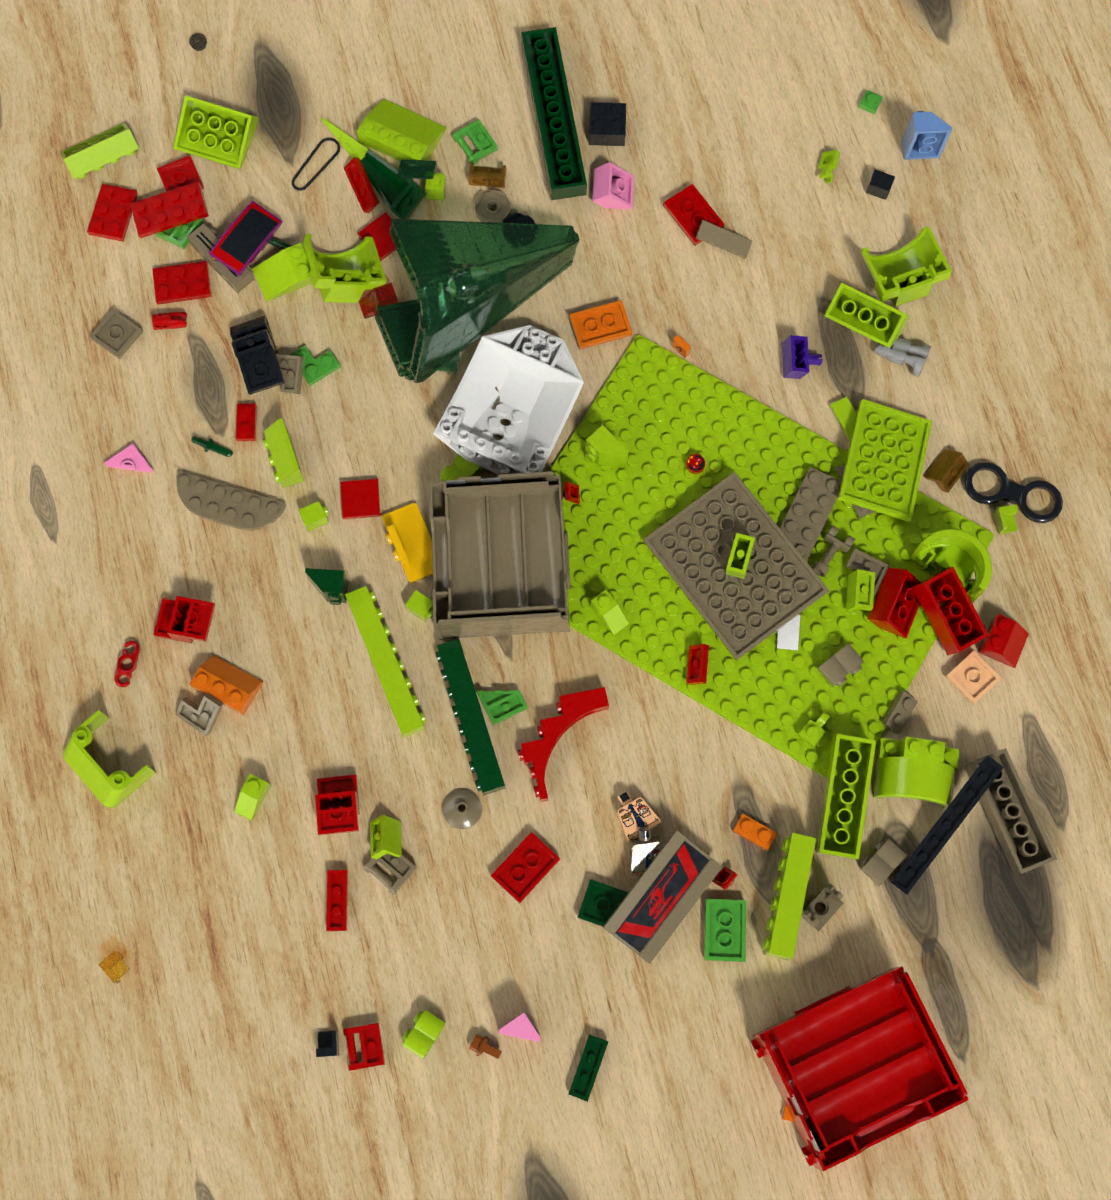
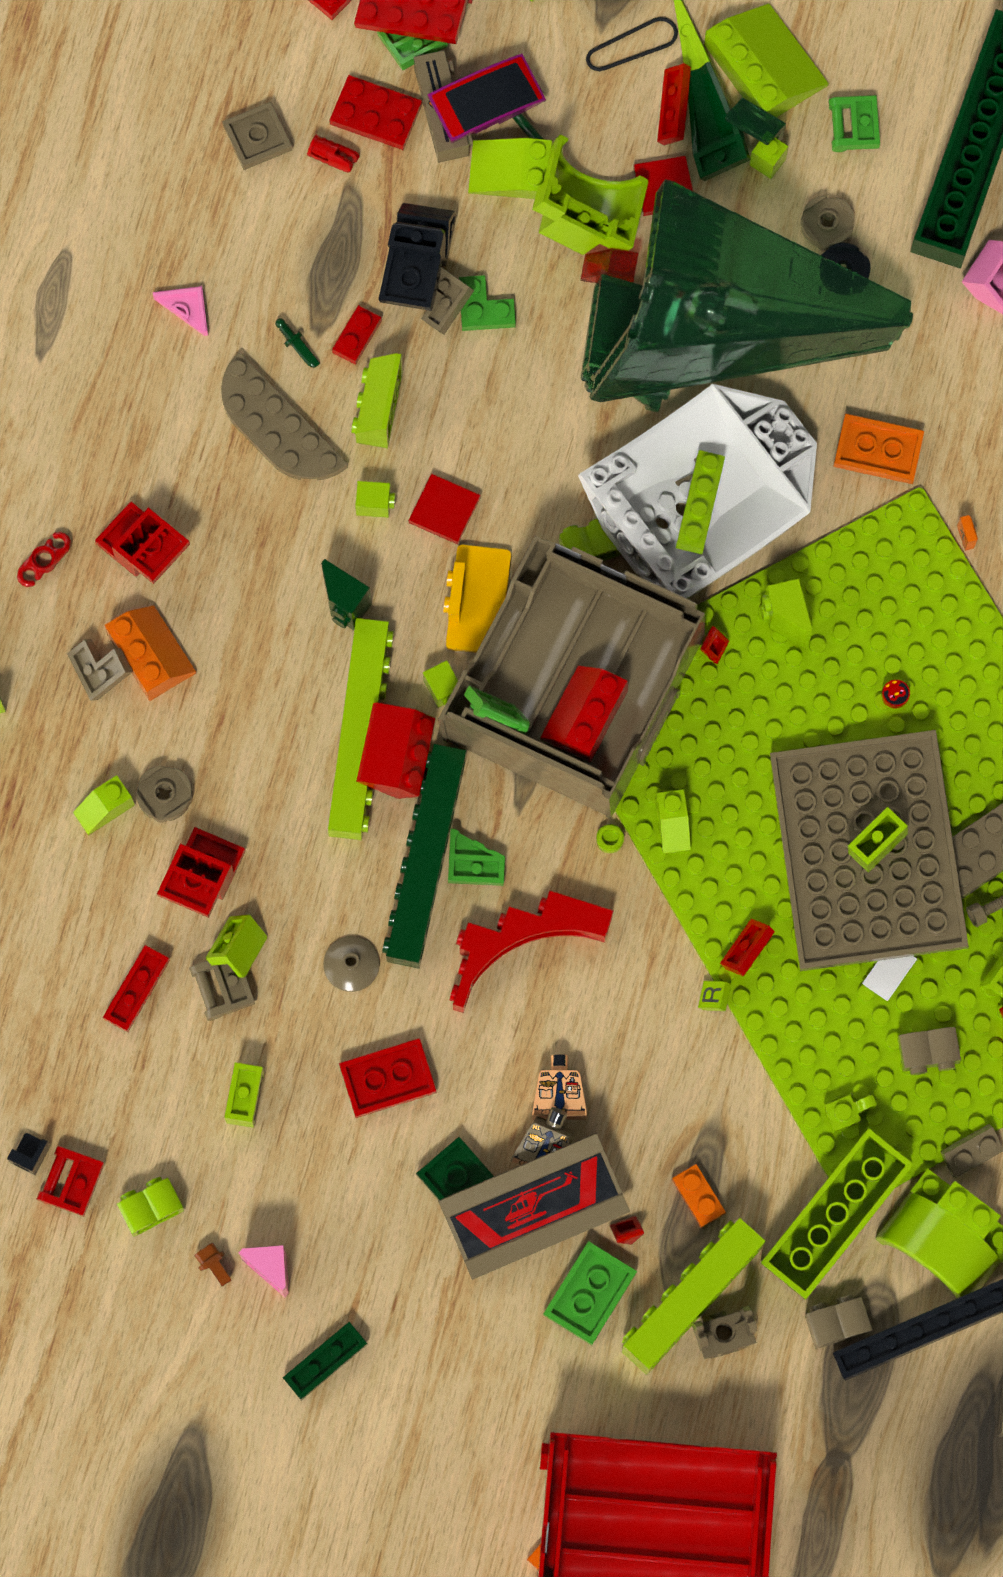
camera: 30 degrees right, 0 degrees up
(282, 757) = (162, 809): none -> dark tan plate
(416, 662) = (395, 750): none -> red slope
(443, 929) = (243, 1094): none -> lime panel
(467, 602) = (496, 709): none -> bright green plate
(487, 176) = (844, 176): pearl gold hinge -> none
(515, 411) = (700, 502): none -> lime plate
(521, 574) = (585, 711): none -> red slope
(575, 644) = (610, 838): none -> lime tile
(694, 704) = (714, 996): none -> lime tile

